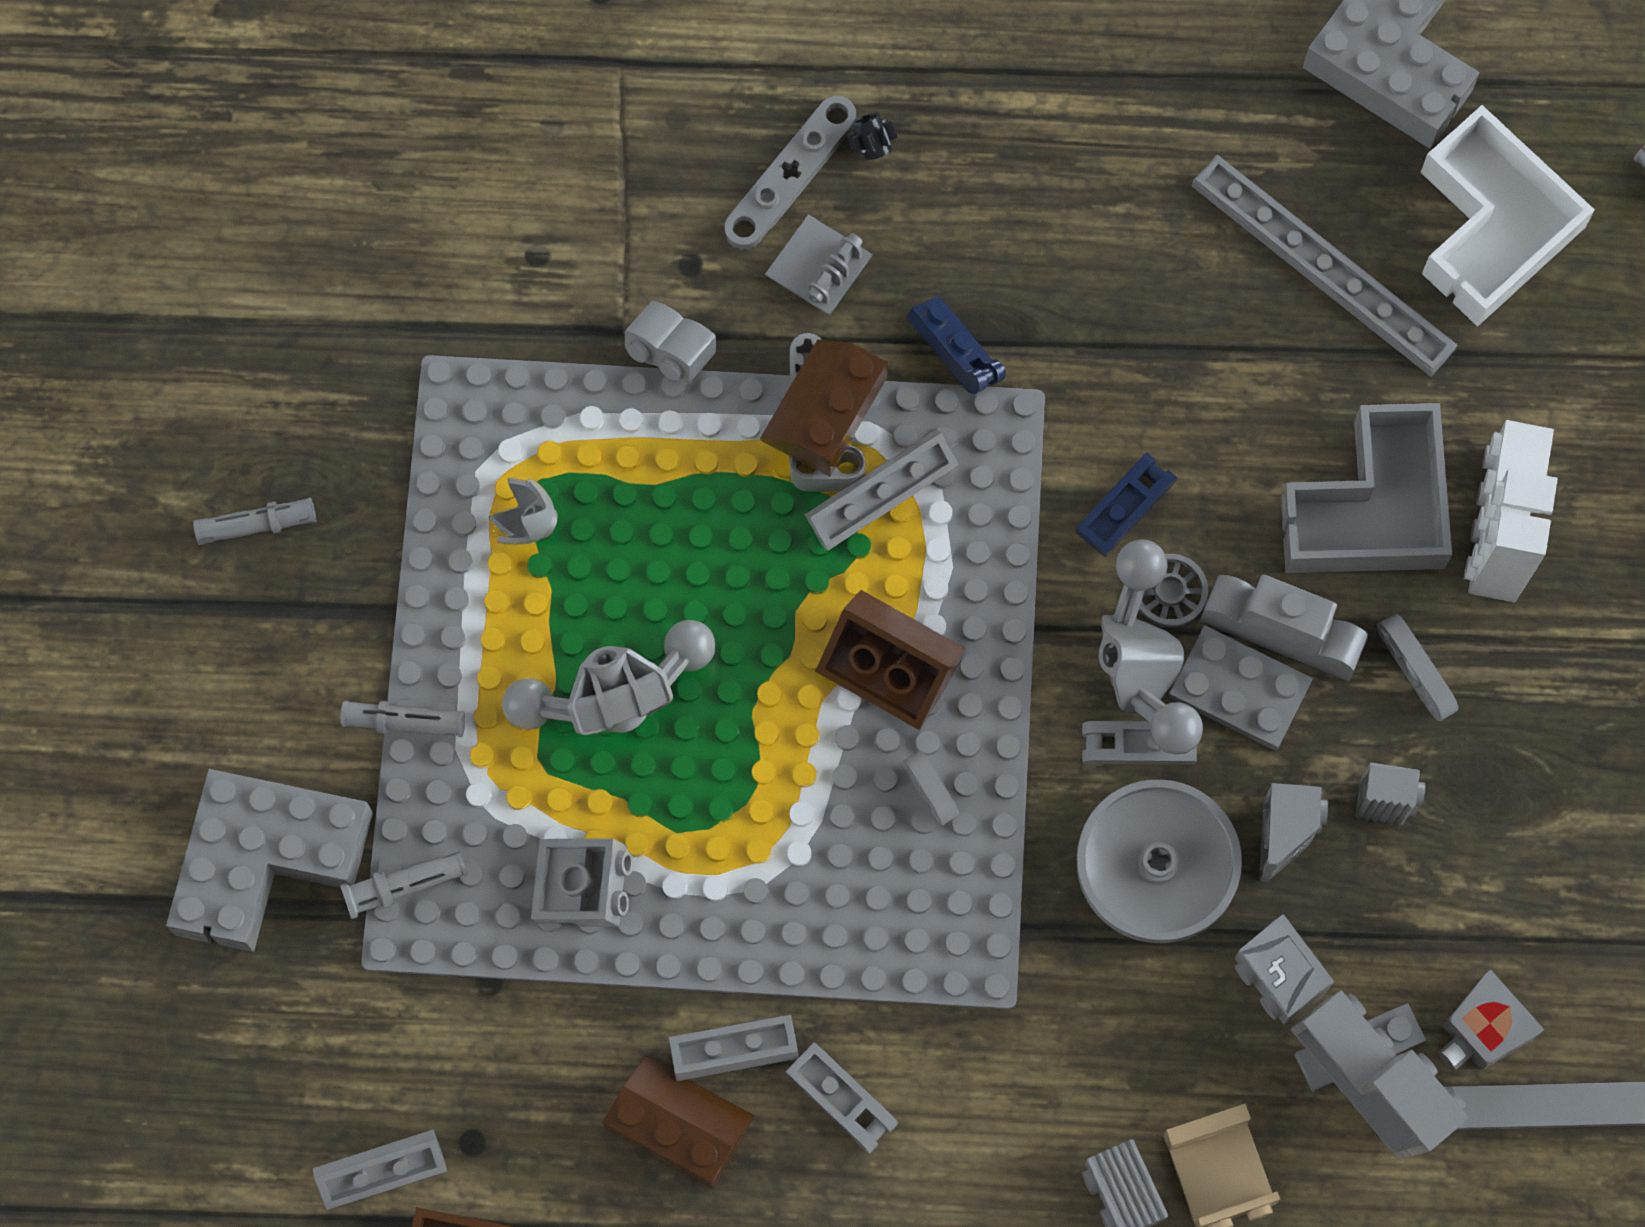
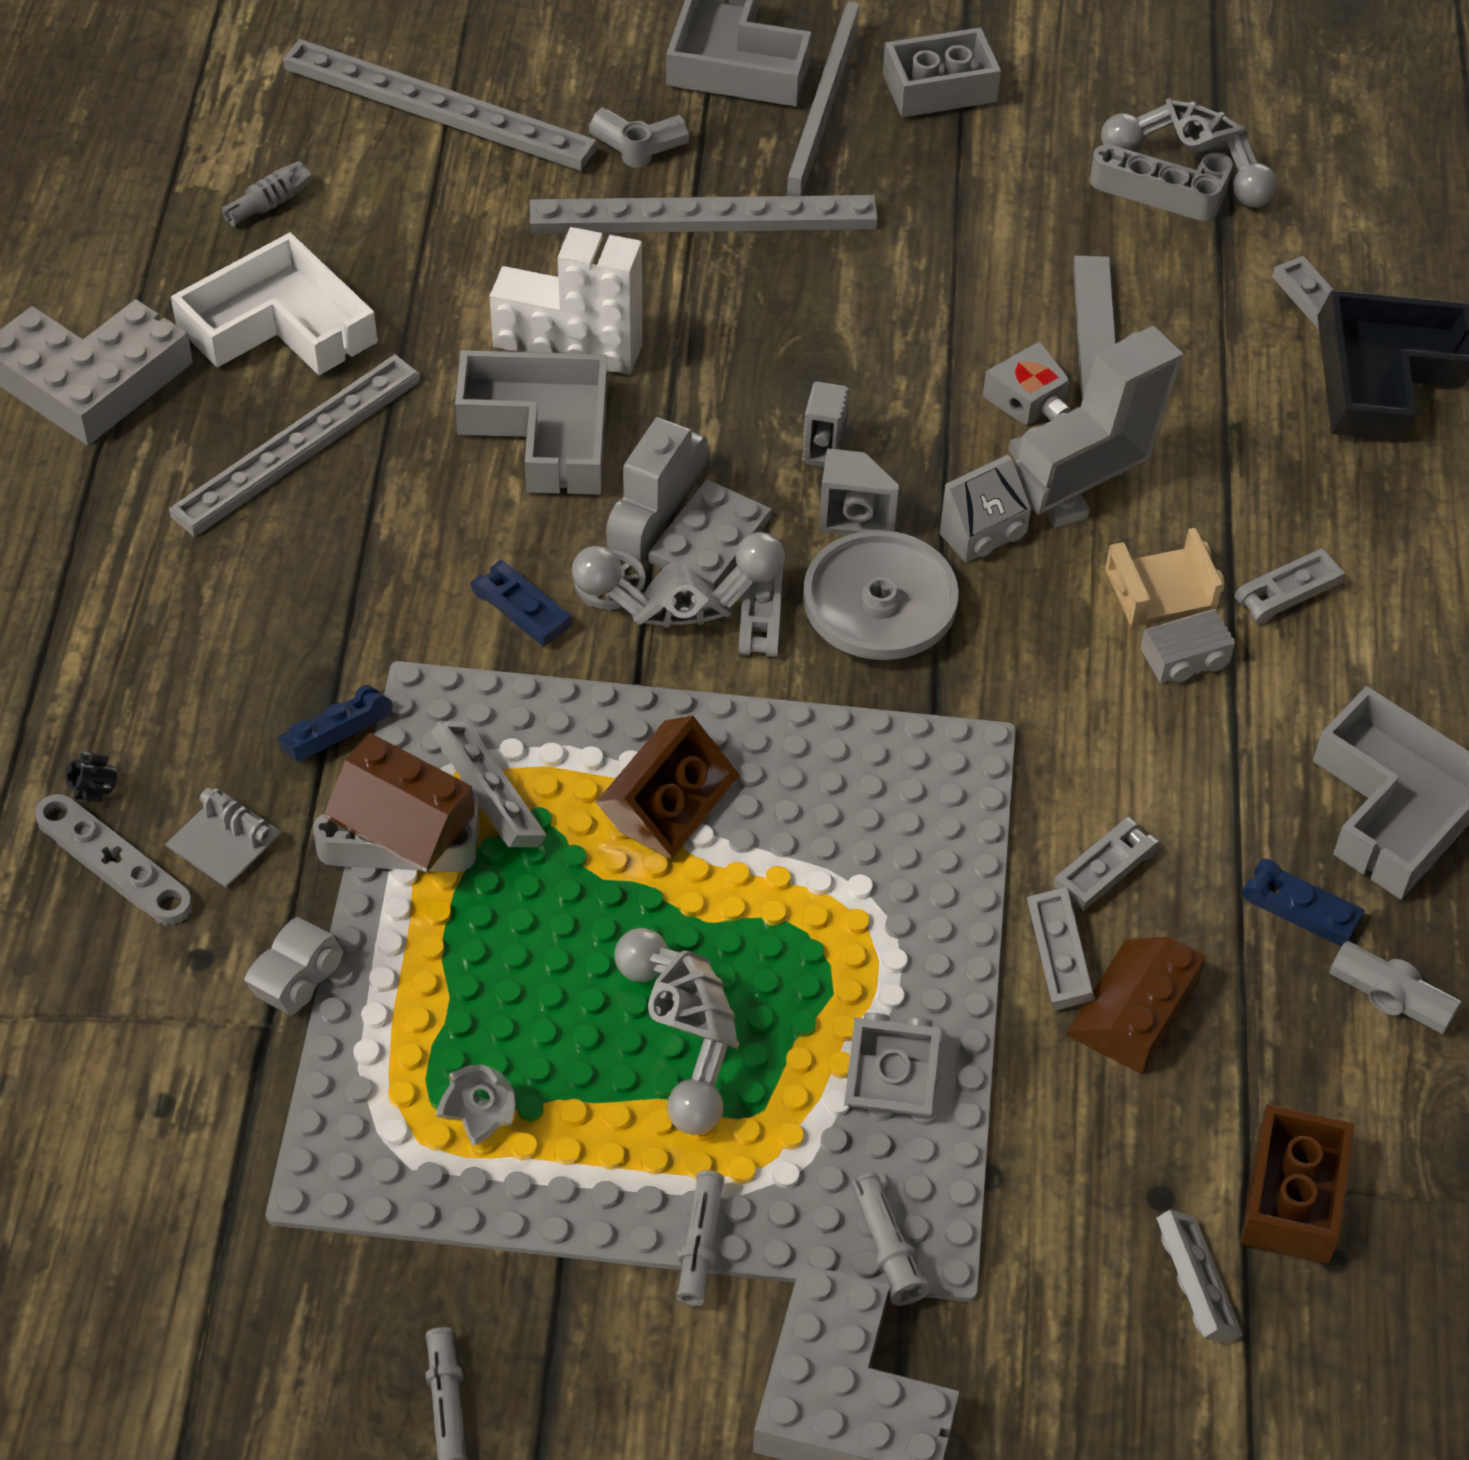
camera: 90 degrees left, 20 degrees down
(931, 788) = (802, 762): light grey beam -> none
(1417, 667) = (722, 397): light grey beam -> none

